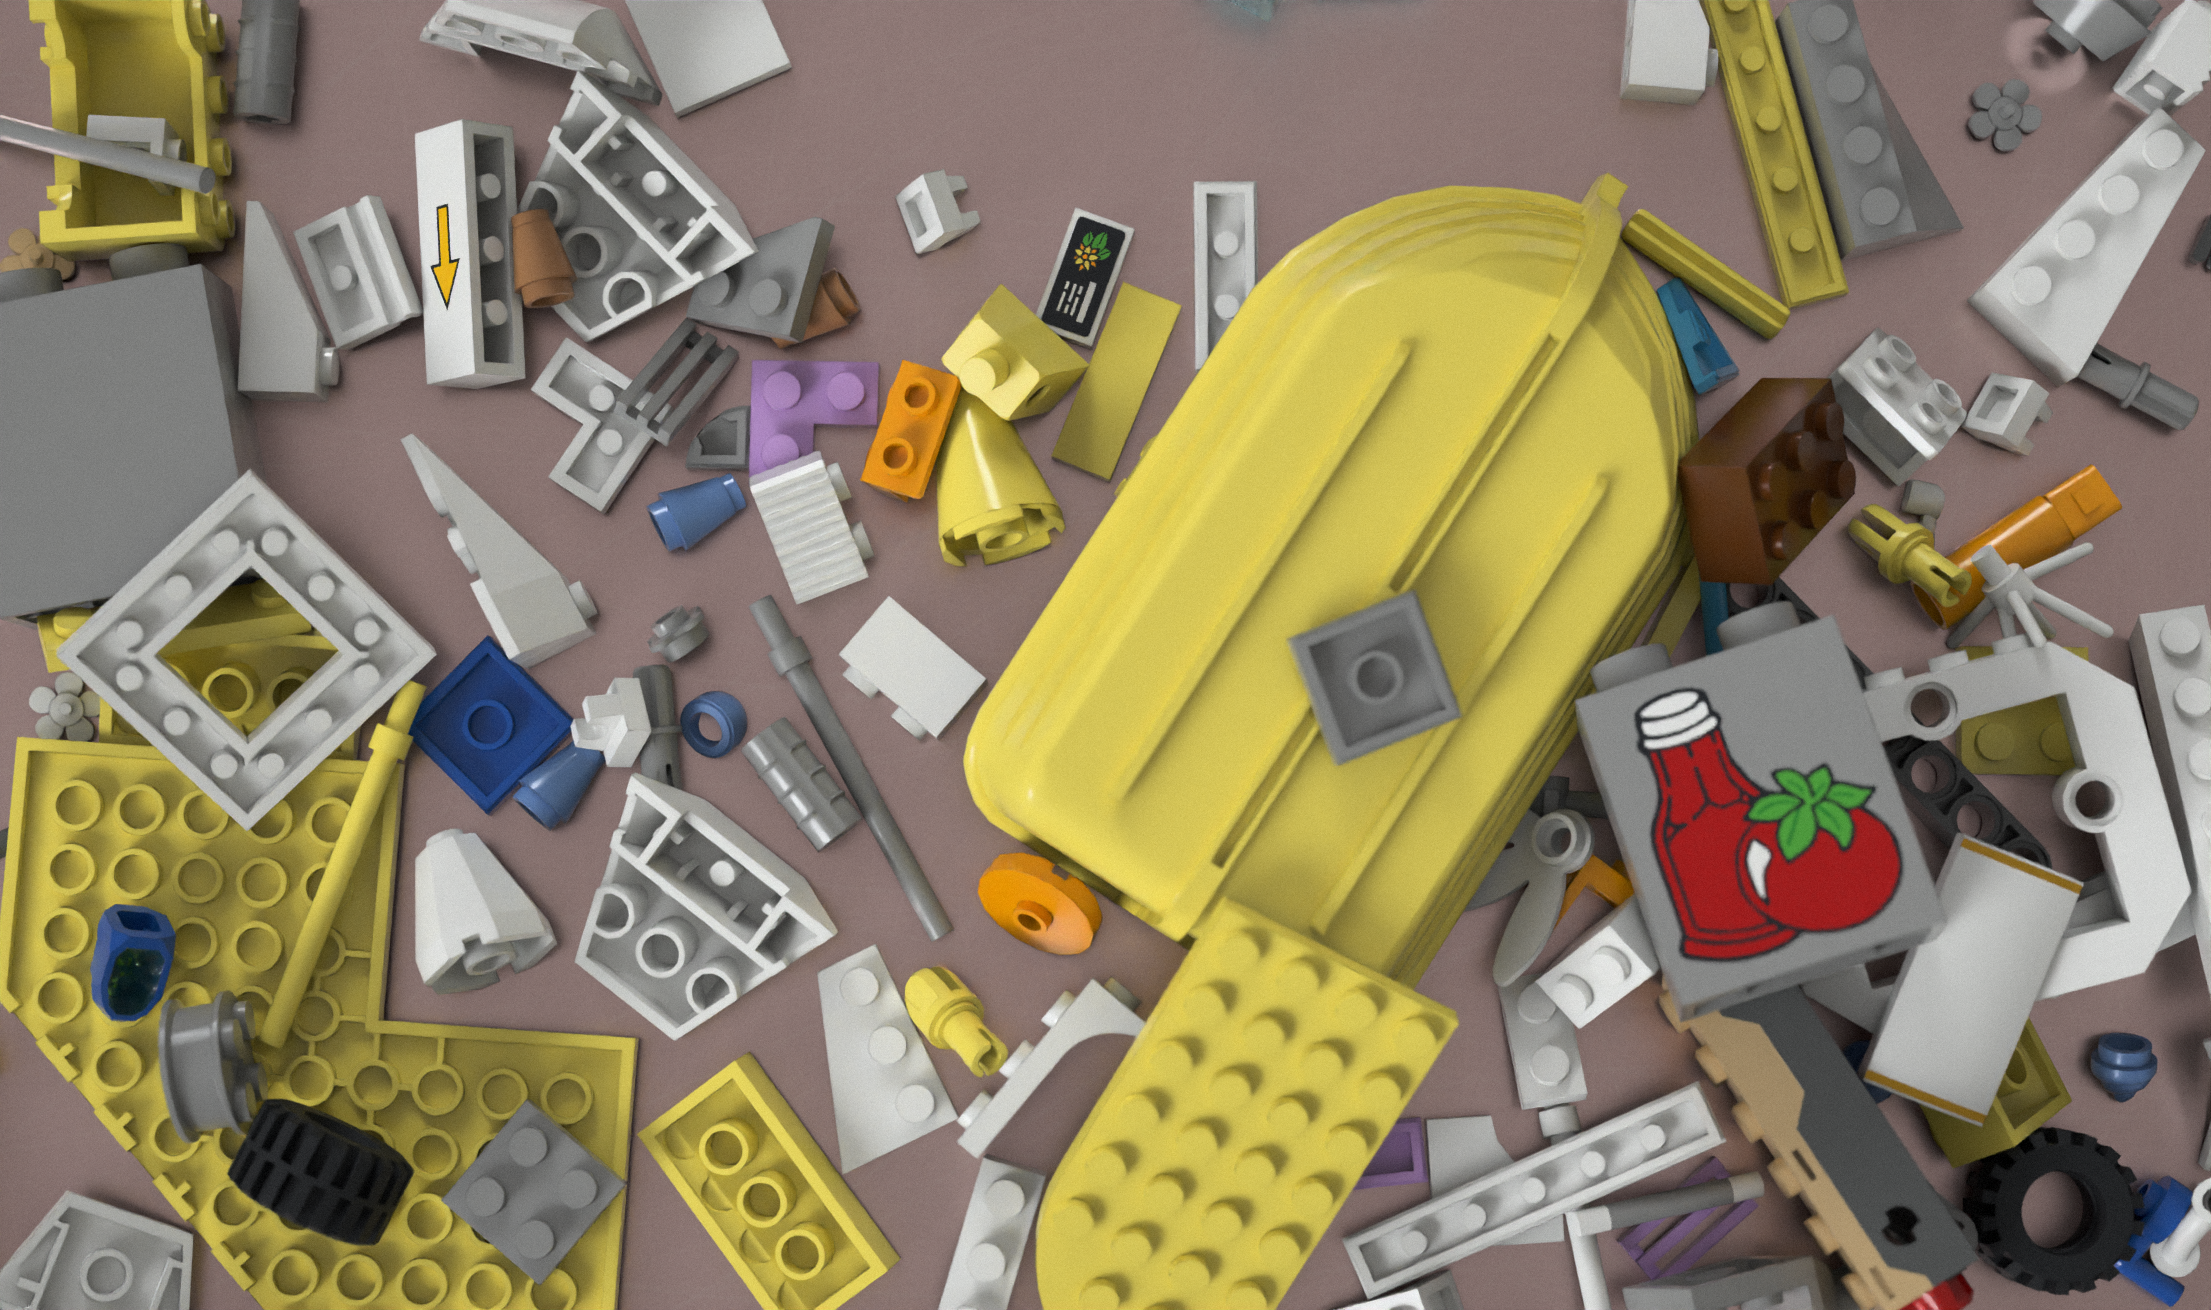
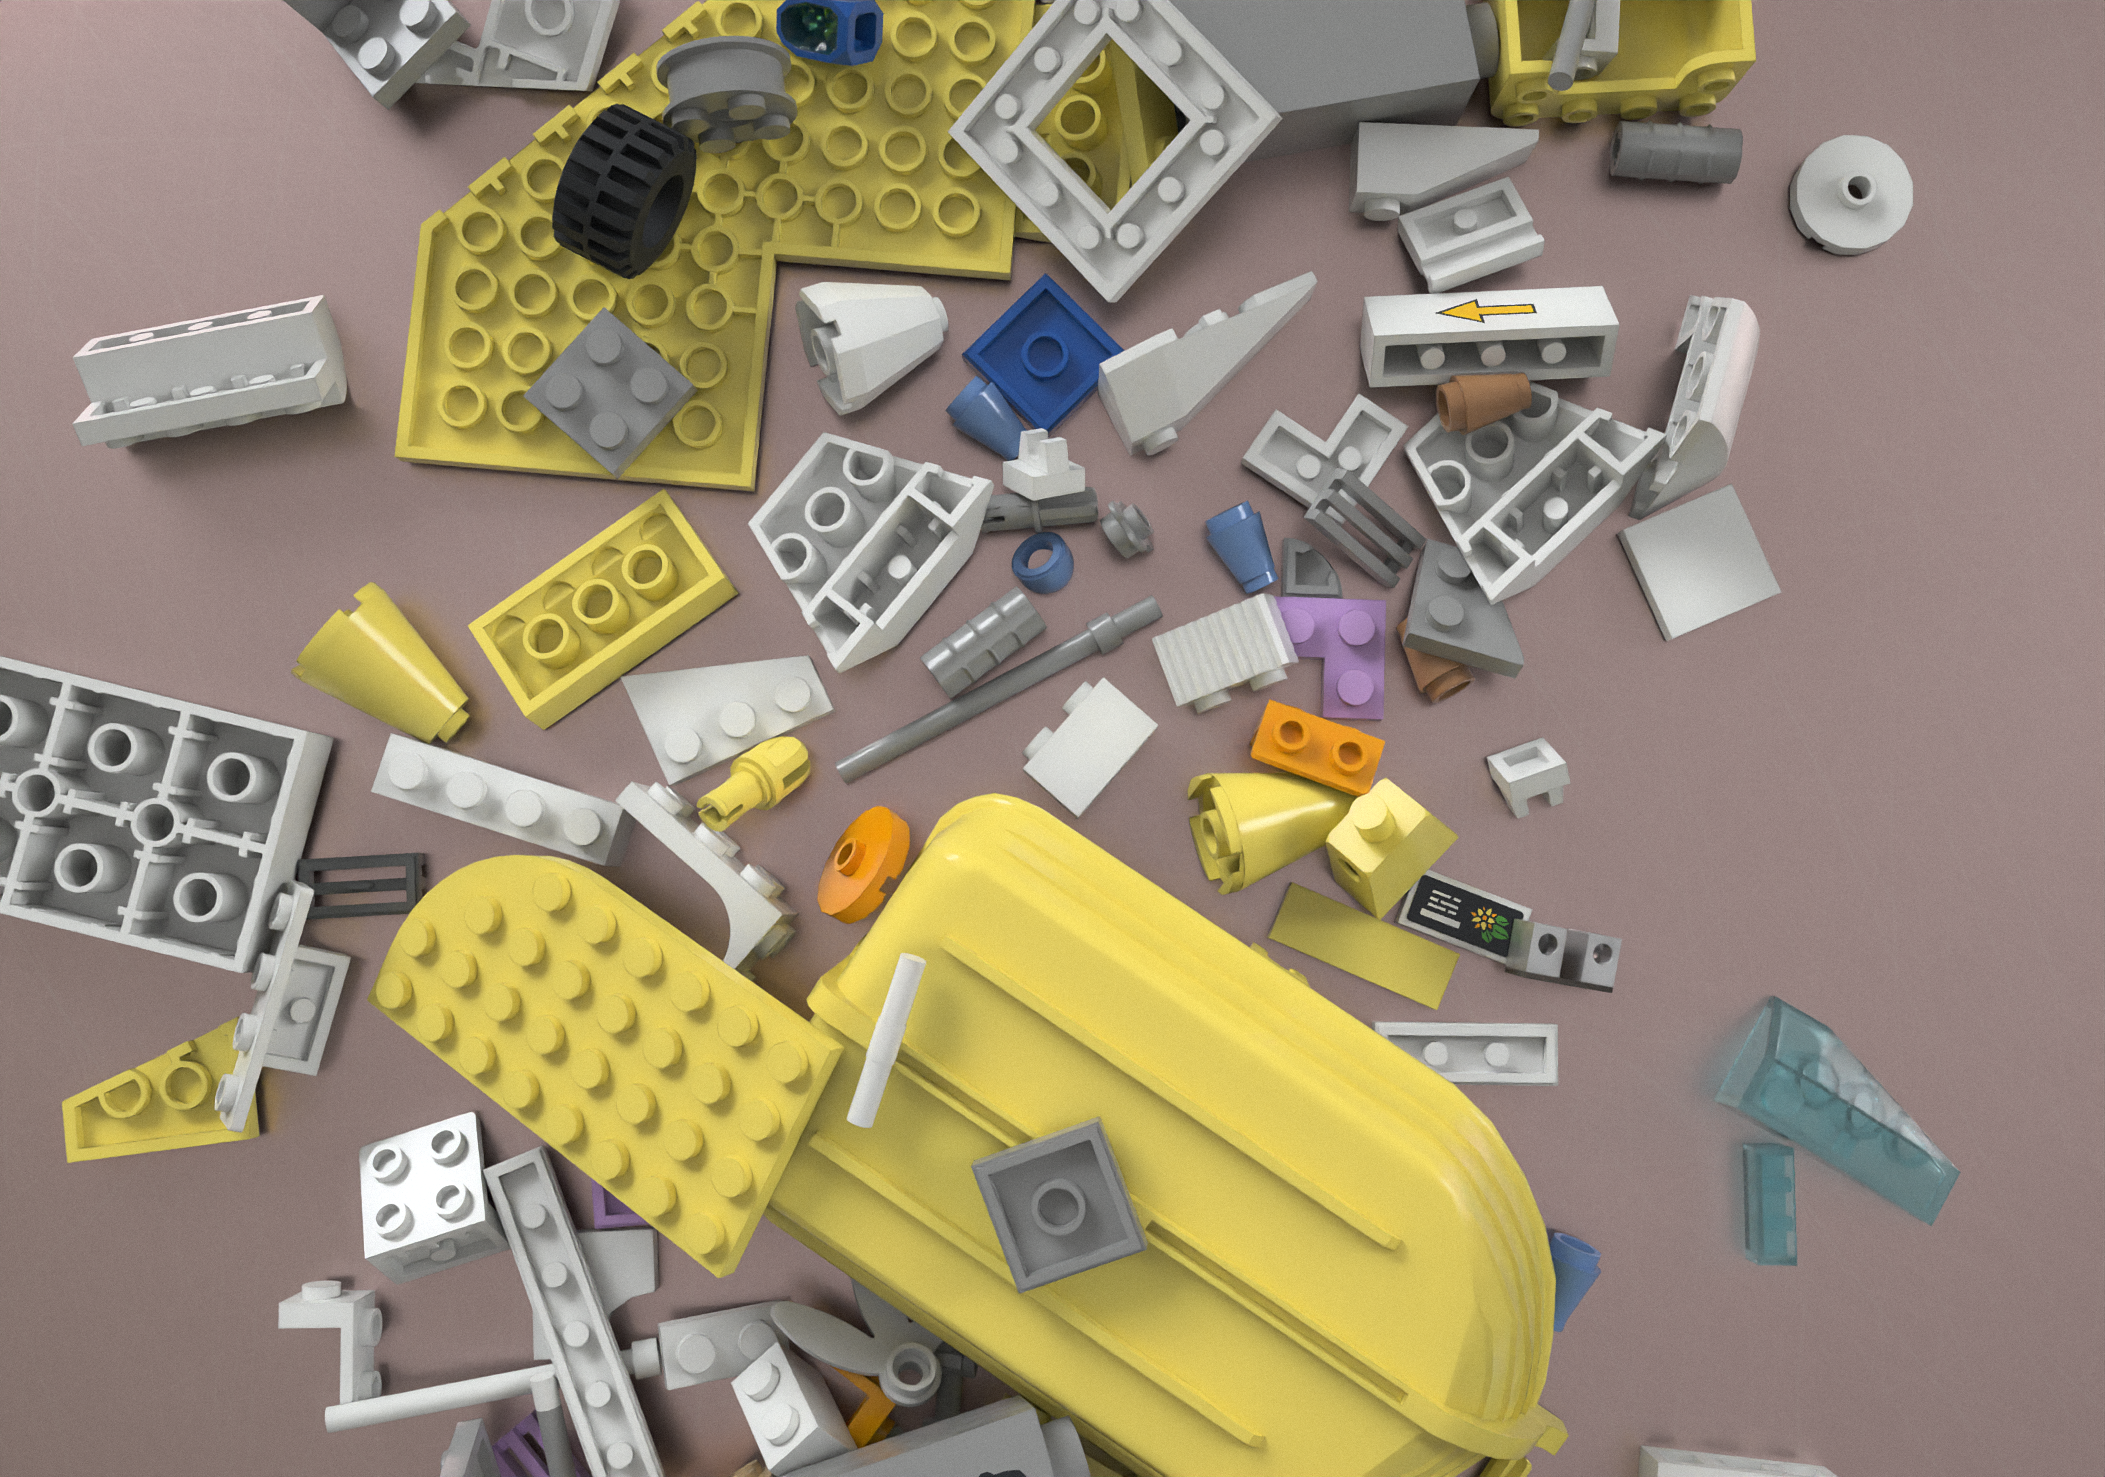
camera: 95 degrees right, 0 degrees up
(389, 744) = (1026, 261): light yellow bar -> none
(1127, 151) = (1587, 959): none -> flat silver piece
(1215, 853) = (886, 1040): none -> white piece
(1446, 165) = (1575, 1273): none -> medium blue cone

